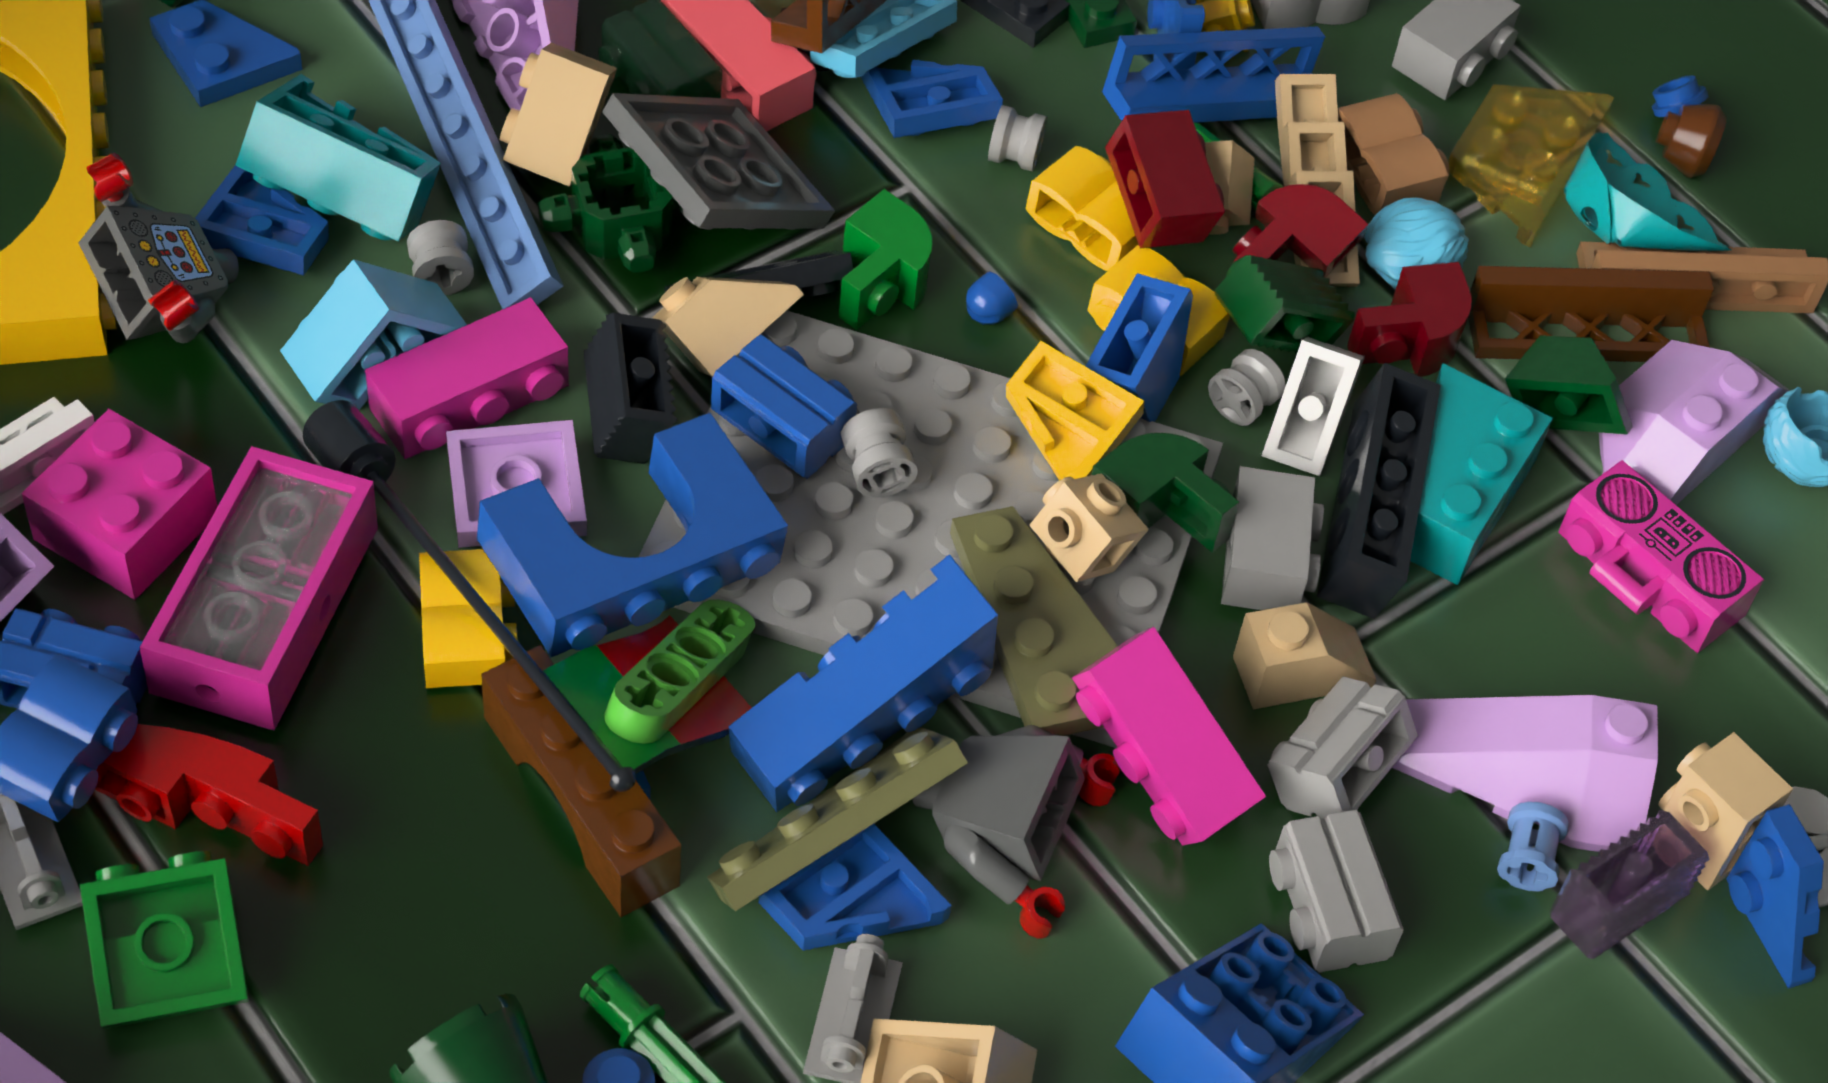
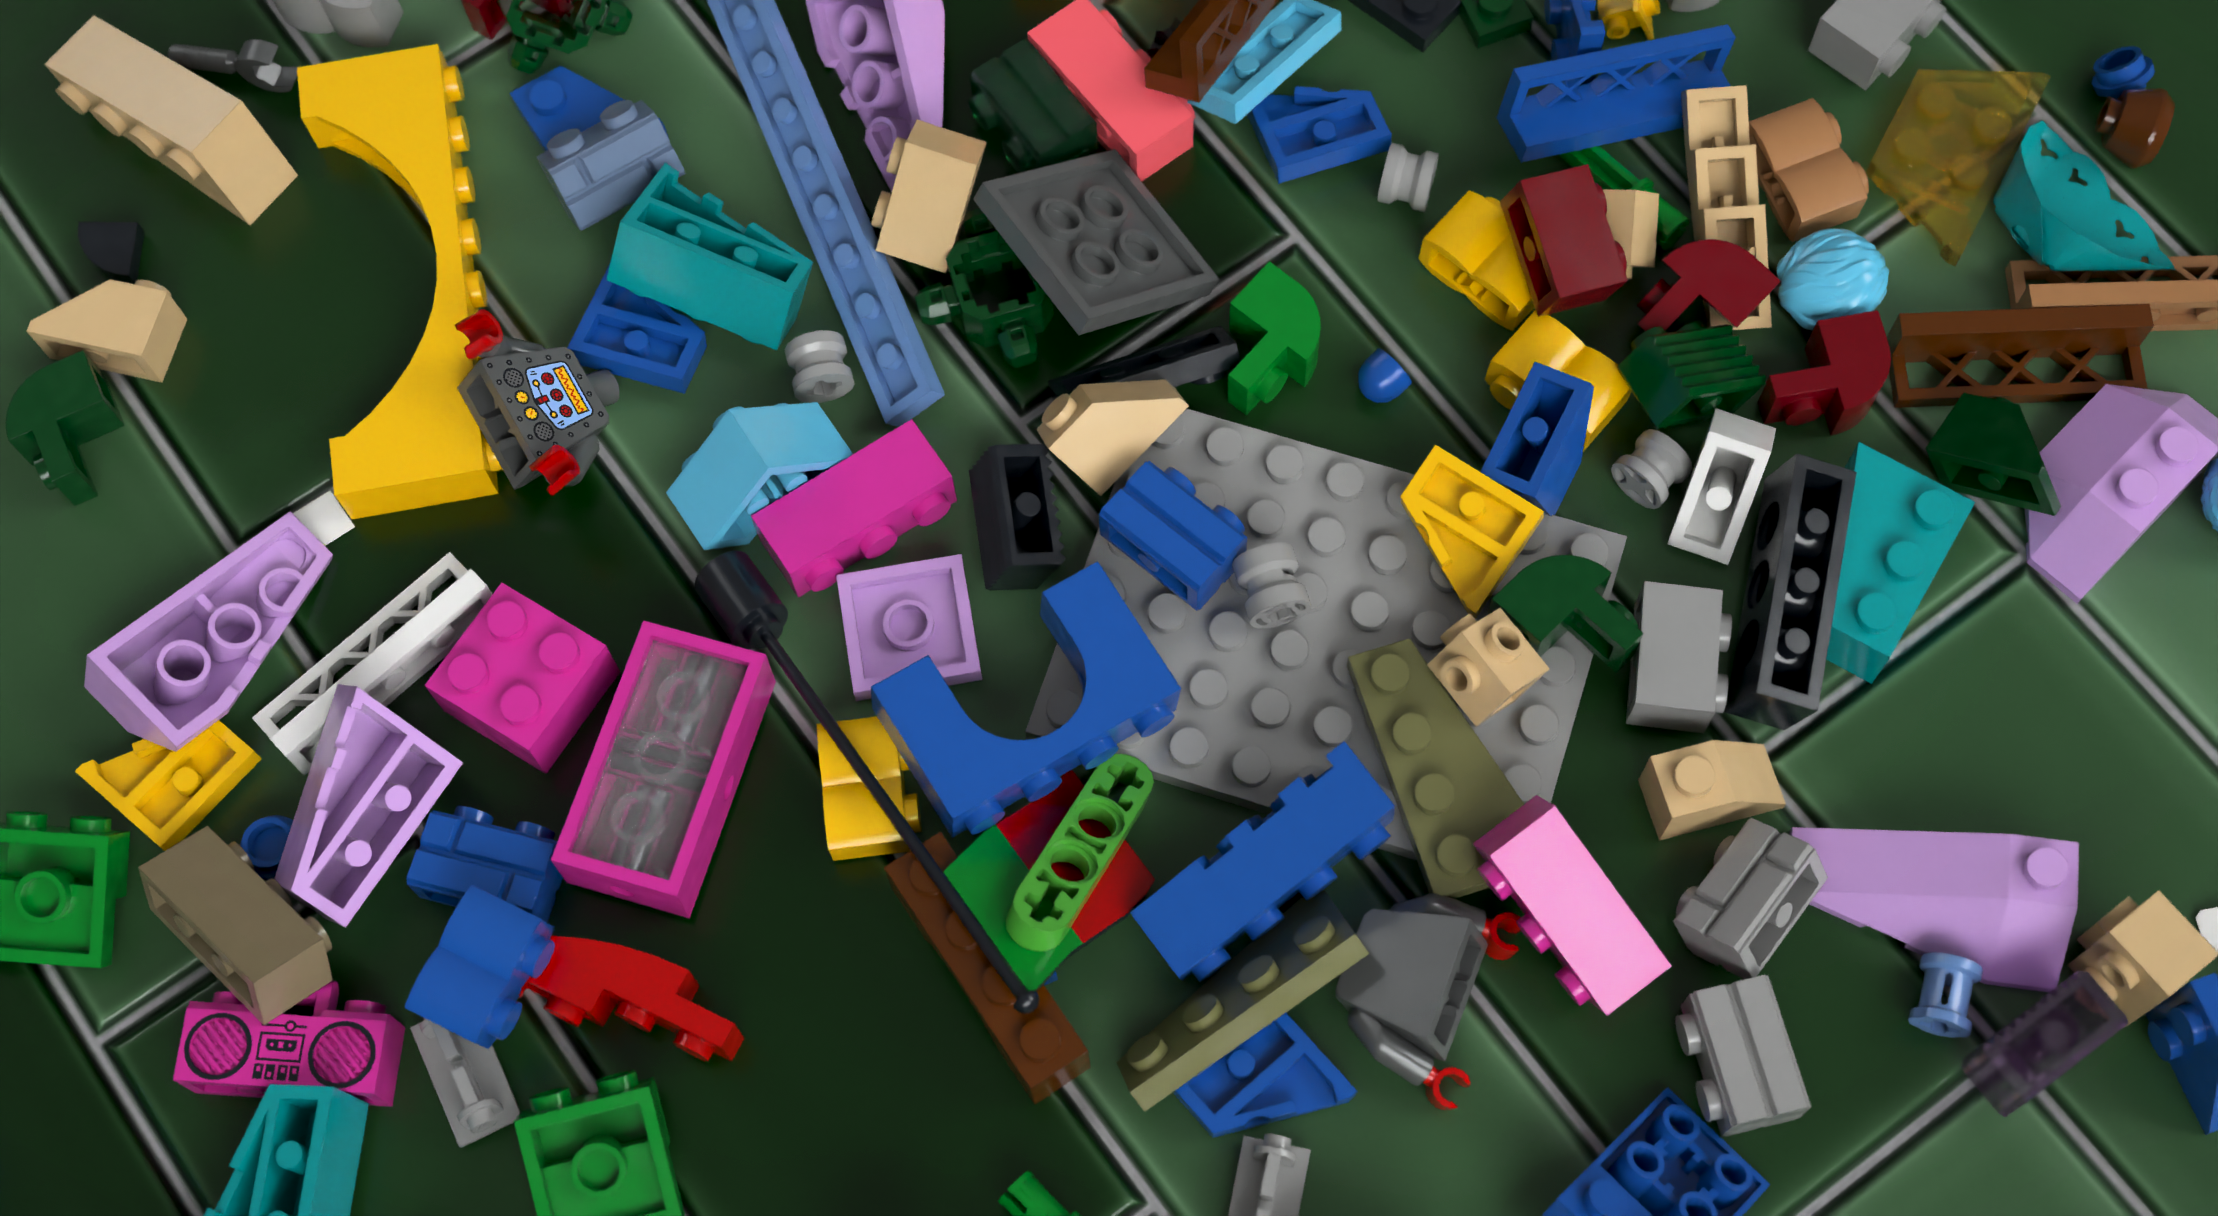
camera: 10 degrees right, 15 degrees up
(230, 77) = (607, 163): none -> sand blue brick
(1658, 557) = (2083, 650): dark pink piece -> none

